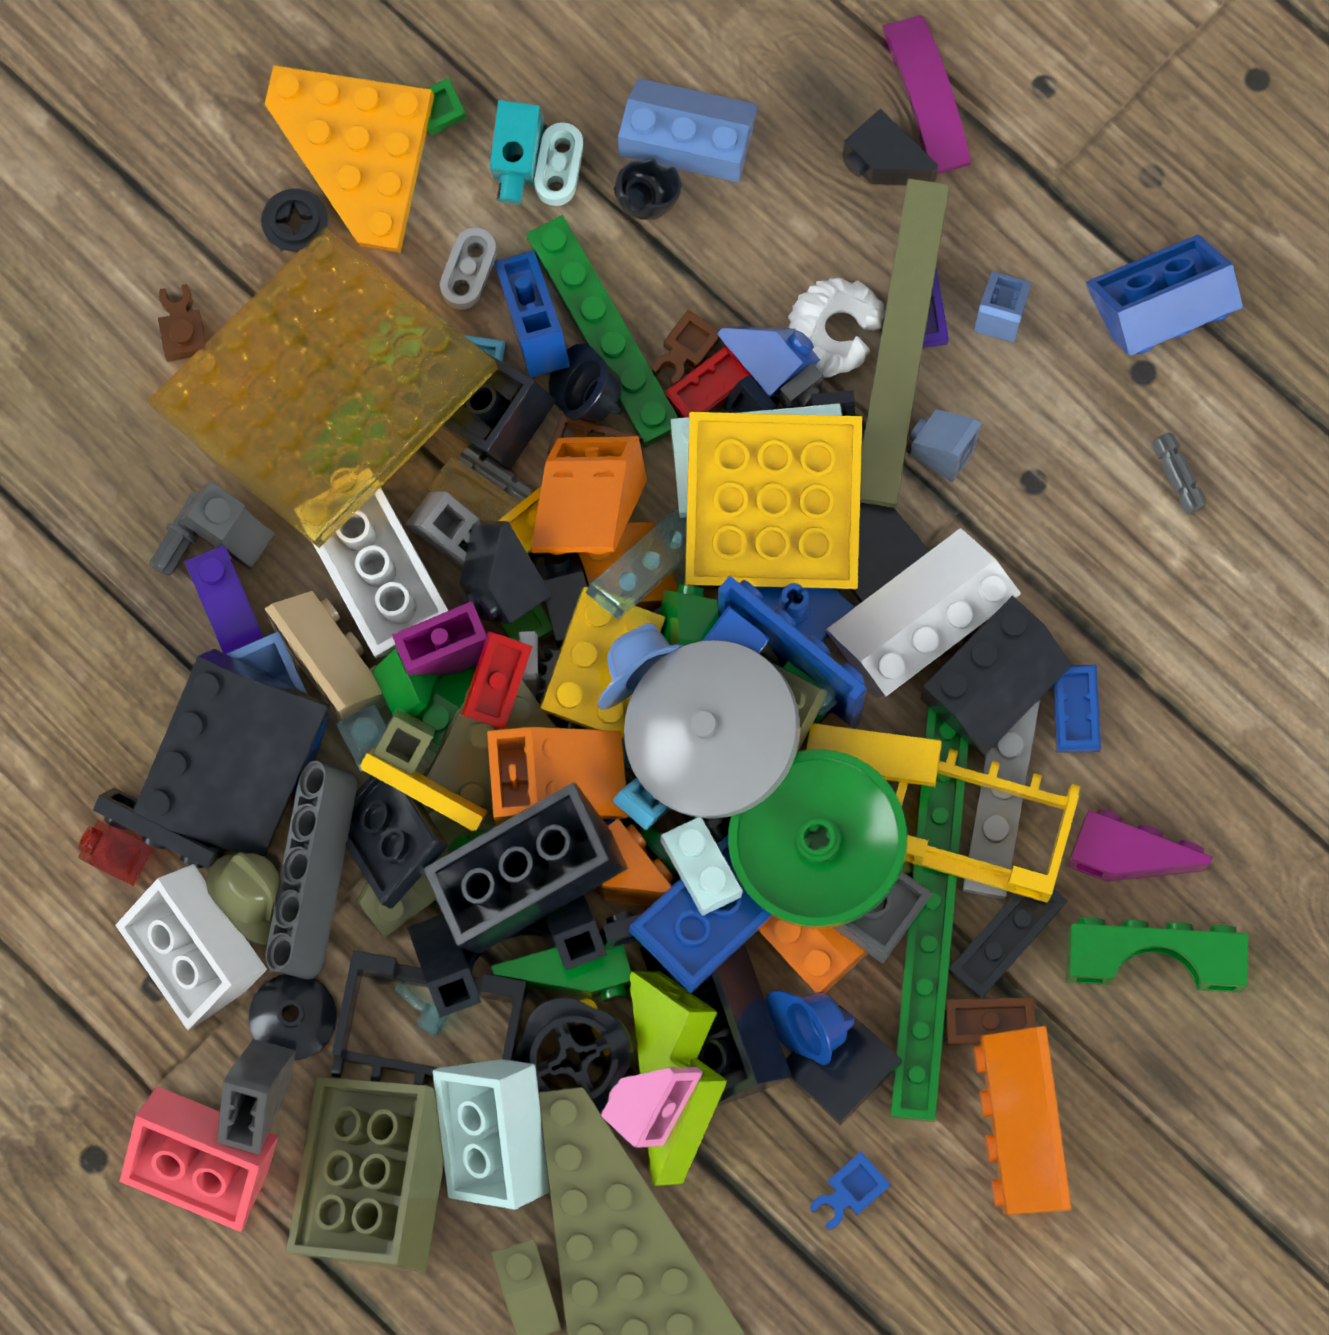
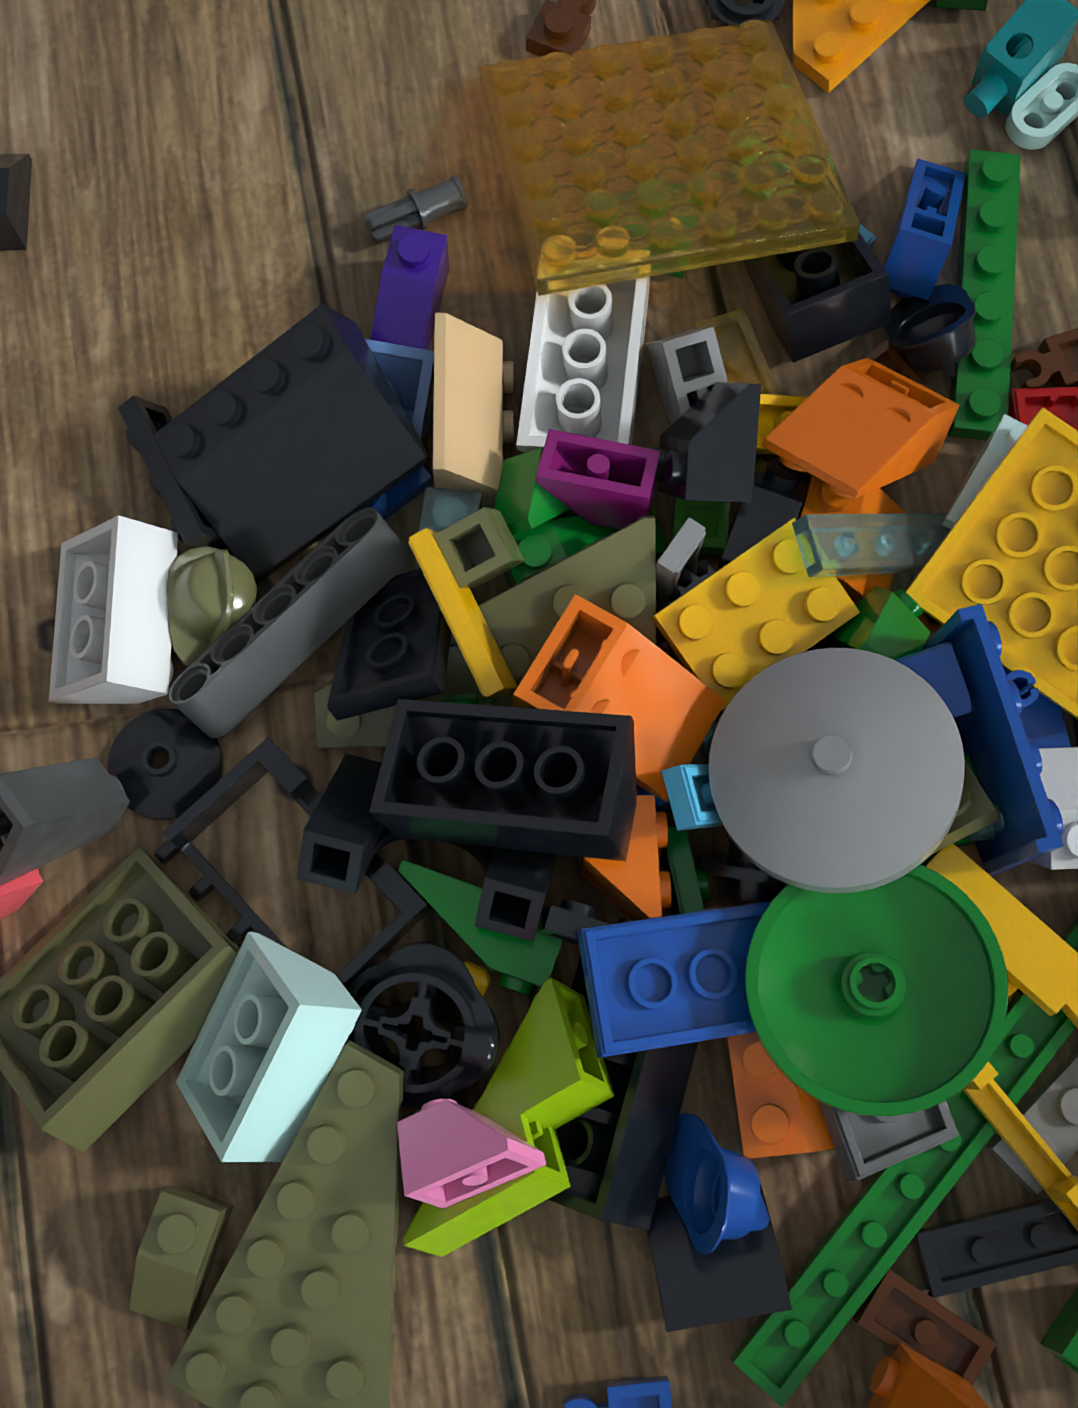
camera: 30 degrees right, 0 degrees up
(114, 852) = (111, 469): clear red bracket -> none
(227, 522) = (466, 214): dark grey arch -> none
(429, 1018) = (291, 866): clear light blue hand -> none
(466, 270) = (882, 147): light grey plate -> none
(496, 473) = (775, 354): dark grey axle -> none
(496, 680) = (627, 549): red plate -> none
(630, 660) = (790, 628): medium blue piece -> none
(701, 866) = (713, 918): light aqua plate -> none

